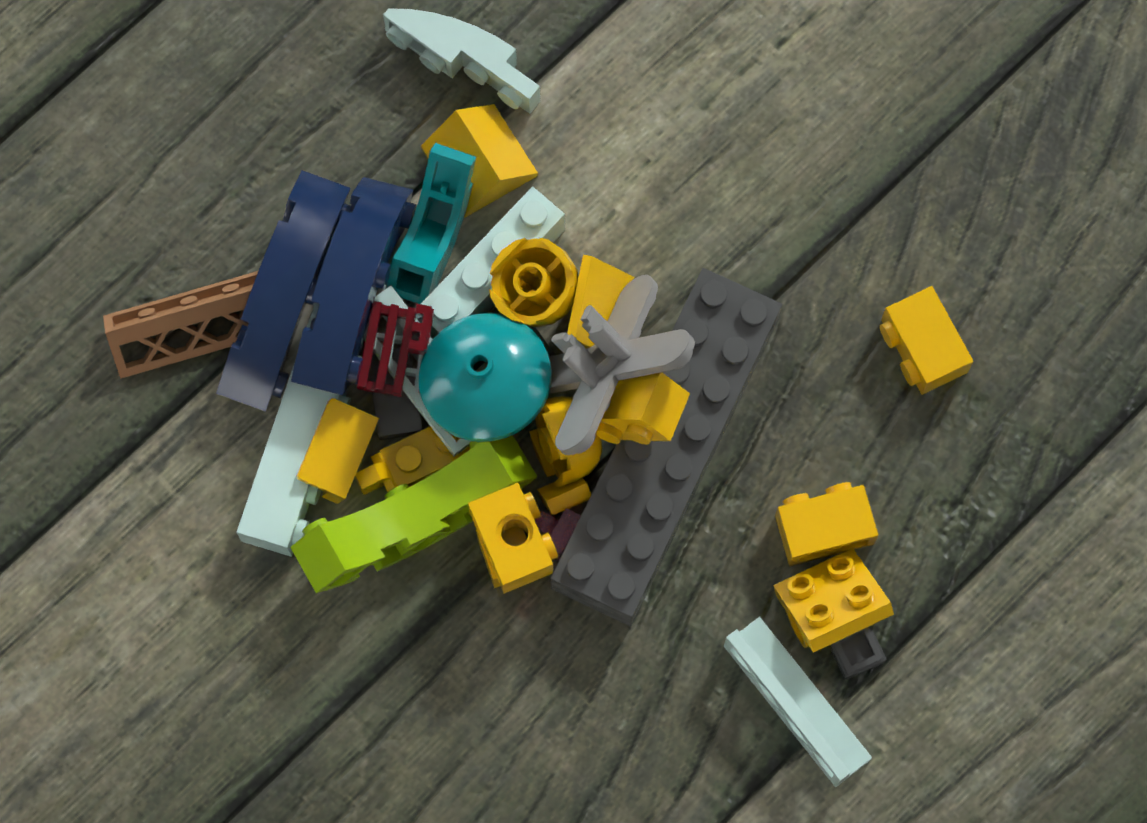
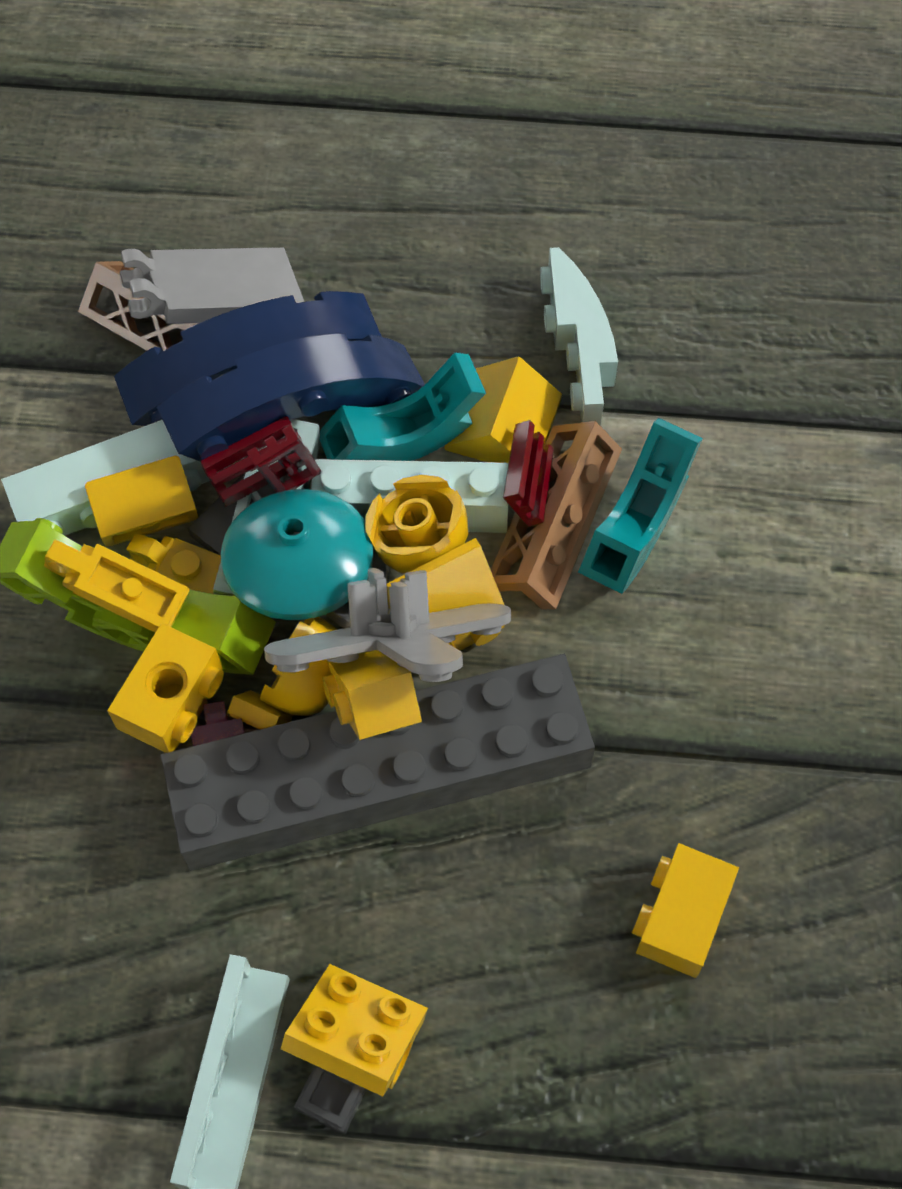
camera: 50 degrees right, 10 degrees down
(201, 265) = (205, 282): none -> light grey tile
(408, 510) = (118, 584): none -> yellow hinge
(548, 179) = (528, 474): none -> dark red tile
(591, 175) = (570, 507): none -> medium nougat fence
(635, 130) = (643, 509): none -> teal arch
(826, 523) = (427, 962): yellow brick -> none

